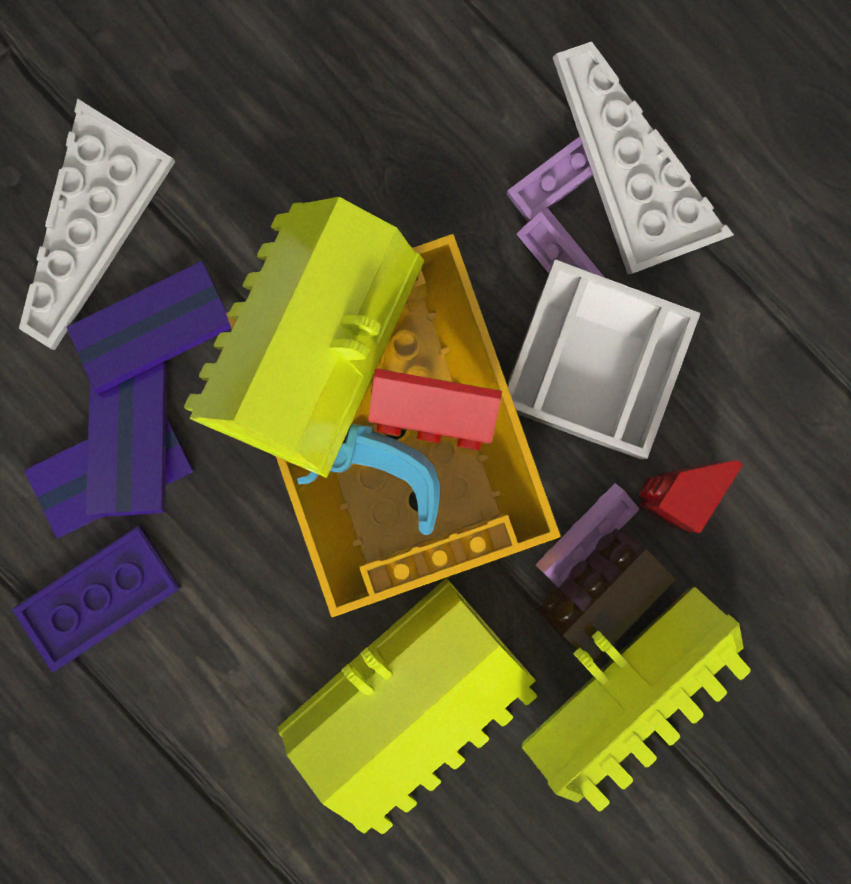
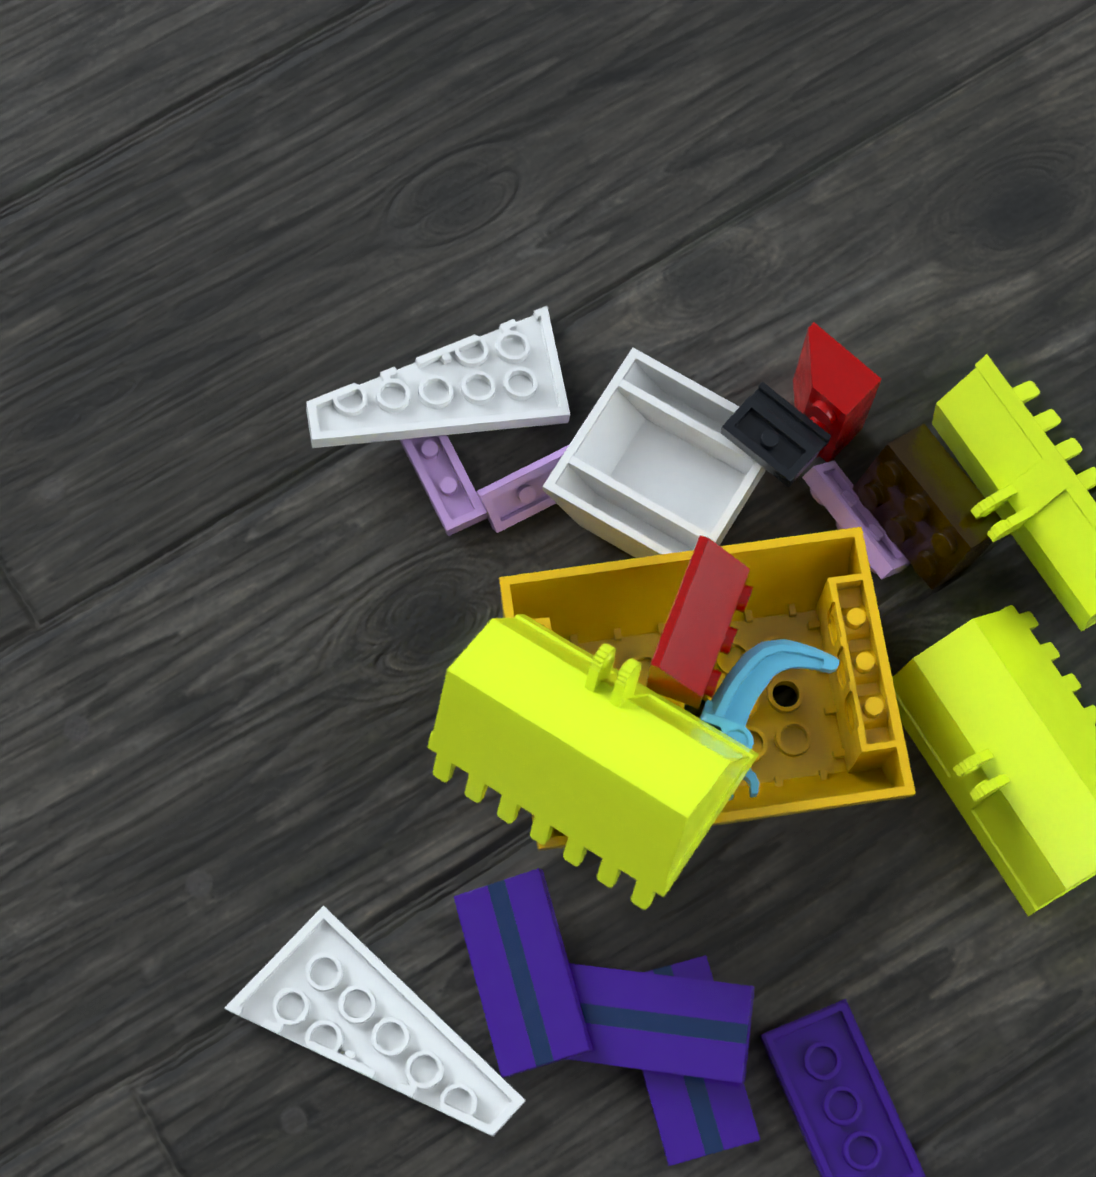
camera: 80 degrees left, 15 degrees down
(639, 450) = (775, 434): none -> black plate

